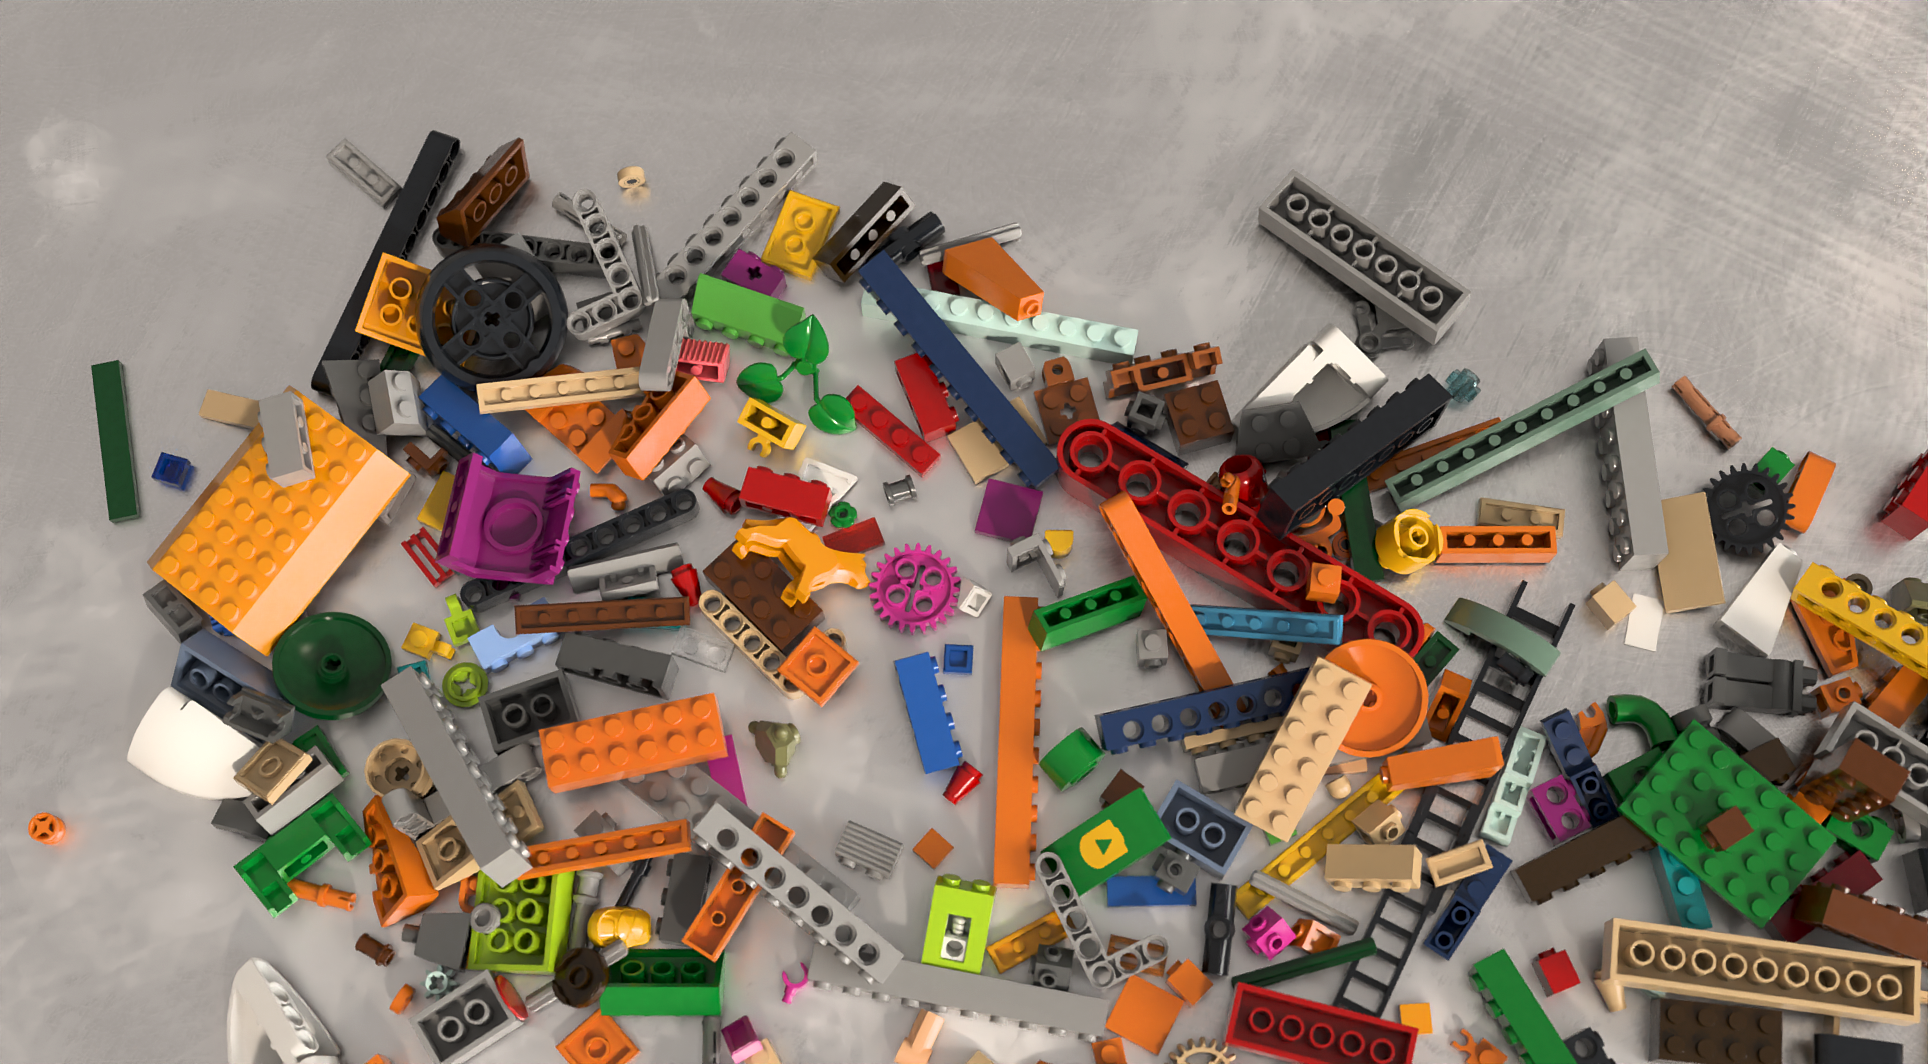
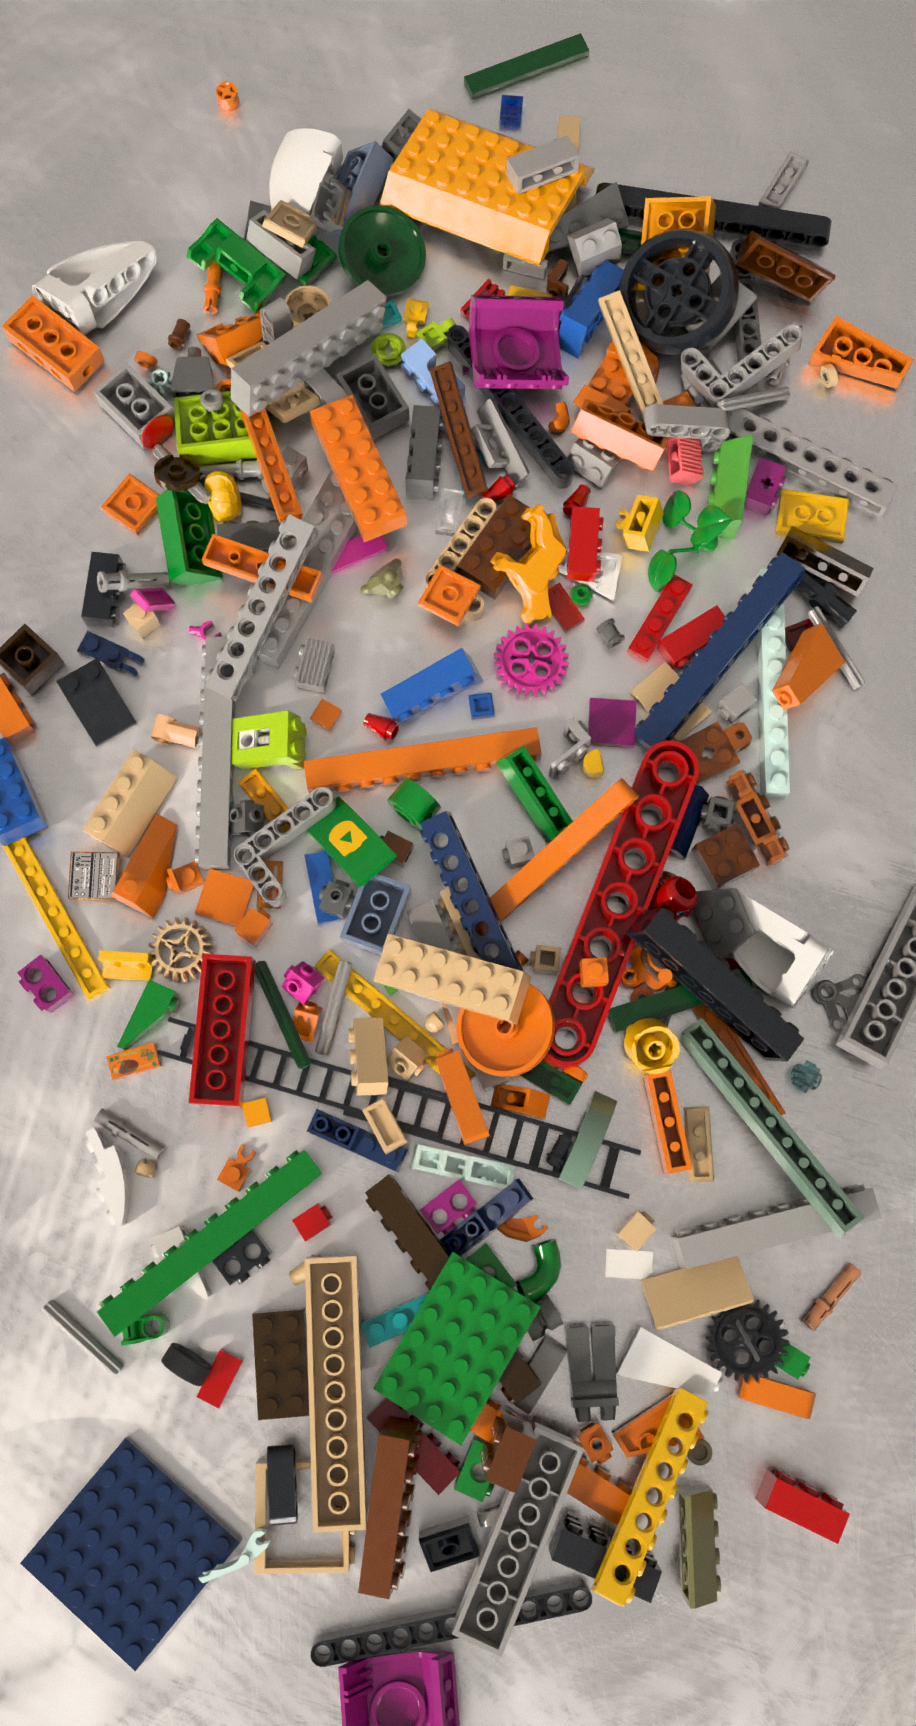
camera: 75 degrees right, 5 degrees up
(615, 136) = (860, 355): none -> orange wedge
(972, 597) = (534, 705): white slope -> none
(1221, 908) = (285, 944): black piece -> none
(1231, 493) = (656, 886): orange arm -> none
(1270, 624) = (553, 936): dark azure tile -> none
(1725, 829) = (446, 1342): reddish brown brick -> none

